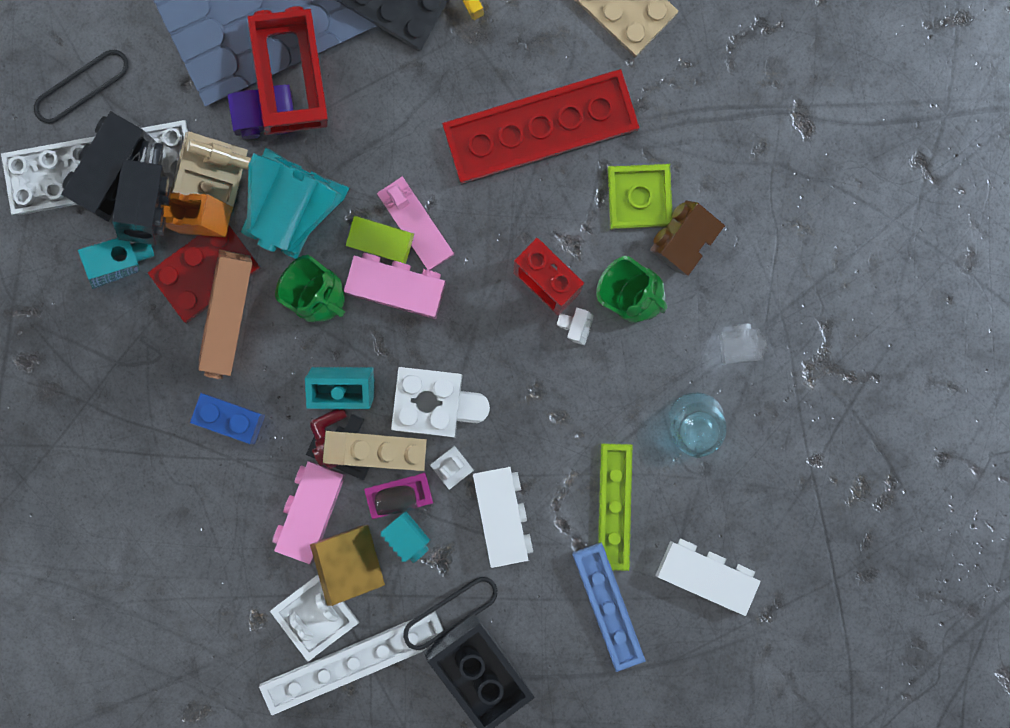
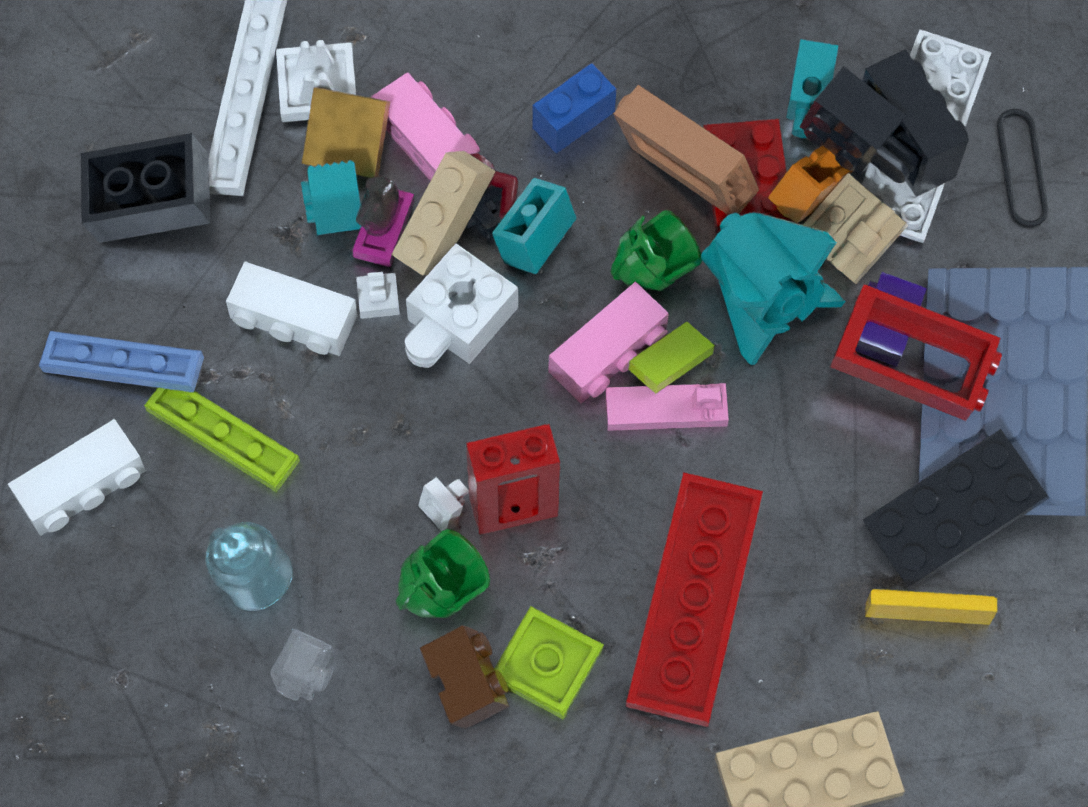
camera: 120 degrees right, 20 degrees down
(443, 602) = (242, 204): black piece -> none

